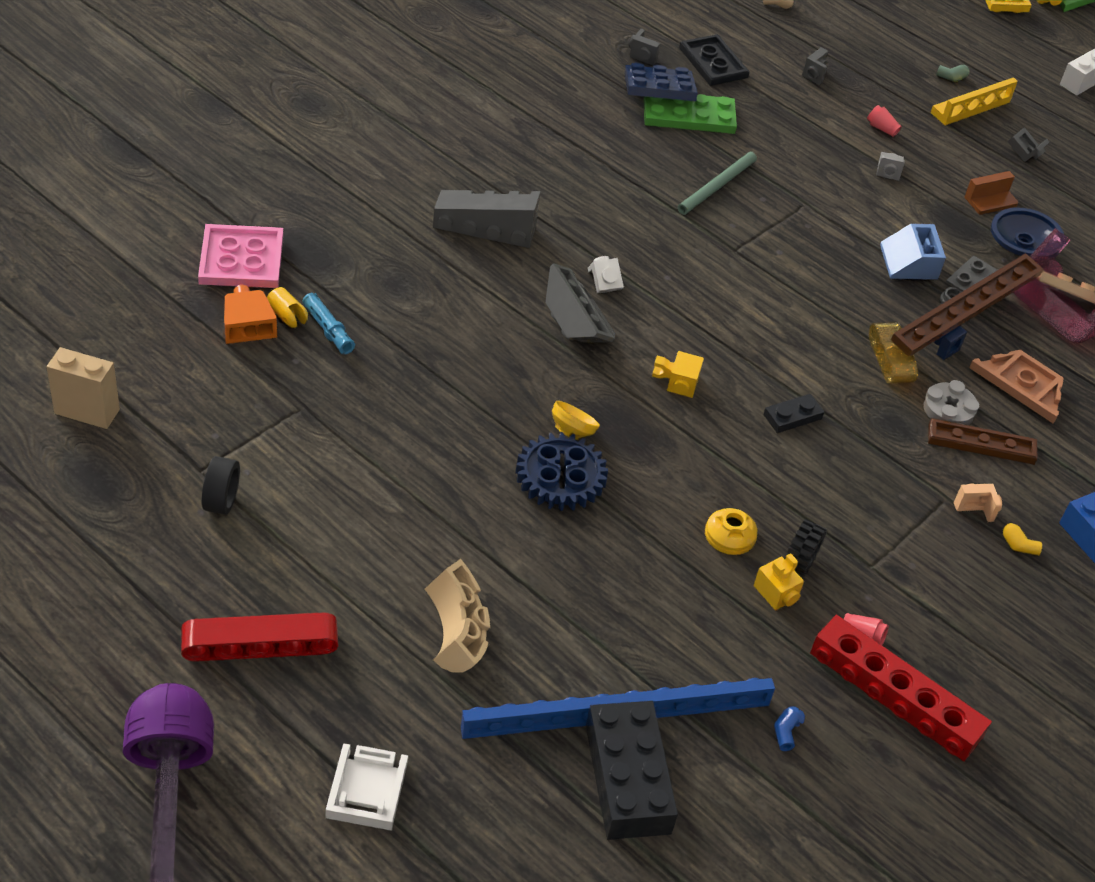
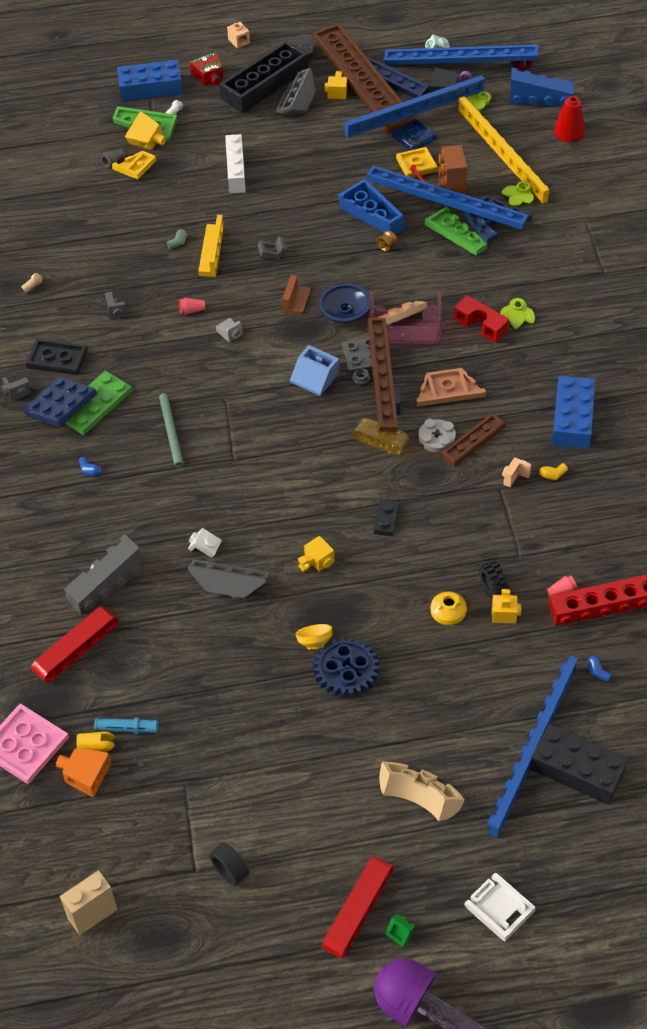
camera: 45 degrees left, 5 degrees up
(257, 694) = (399, 930): none -> green tile
(389, 235) = (74, 644): none -> red beam
(606, 145) = (89, 469): none -> blue arm

